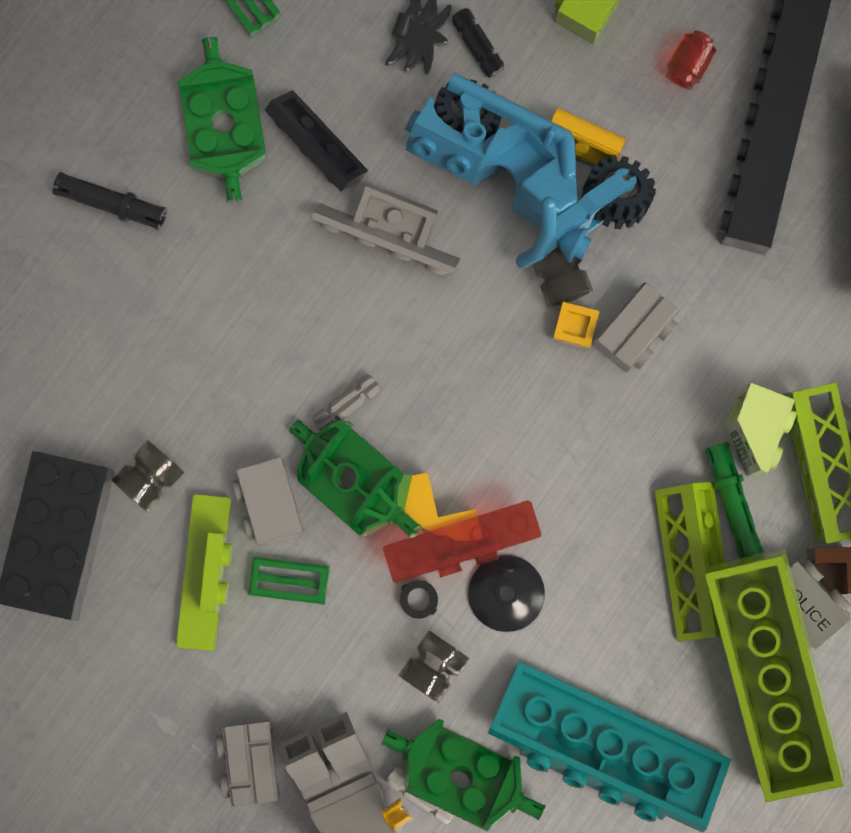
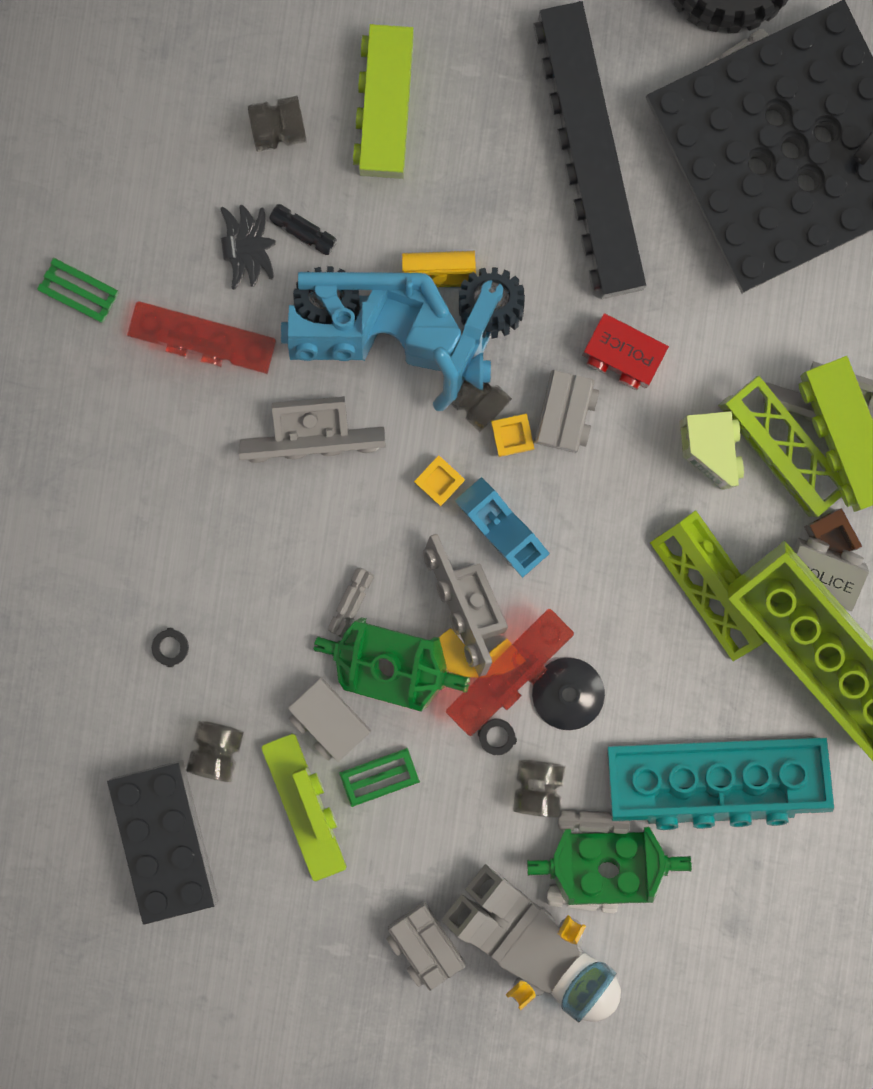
camera: 25 degrees left, 5 degrees up
(125, 206) = (62, 530): black pin -> none
(157, 346) = (184, 647): none -> black piece
(214, 91) = (92, 395): green plate -> none
(316, 140) = (207, 388): black plate -> none
(337, 95) = (201, 337): none -> clear red bracket
(458, 458) = (471, 604): none -> light grey bracket
(467, 725) = (591, 822): none -> light grey axle
(486, 333) = (439, 480): none -> yellow plate
(523, 405) = (502, 527): none -> dark azure brick
(691, 59) = (495, 151): clear red brick -> none
(719, 300) = (624, 352): none -> red brick
(733, 498) = (721, 517): green pin -> none

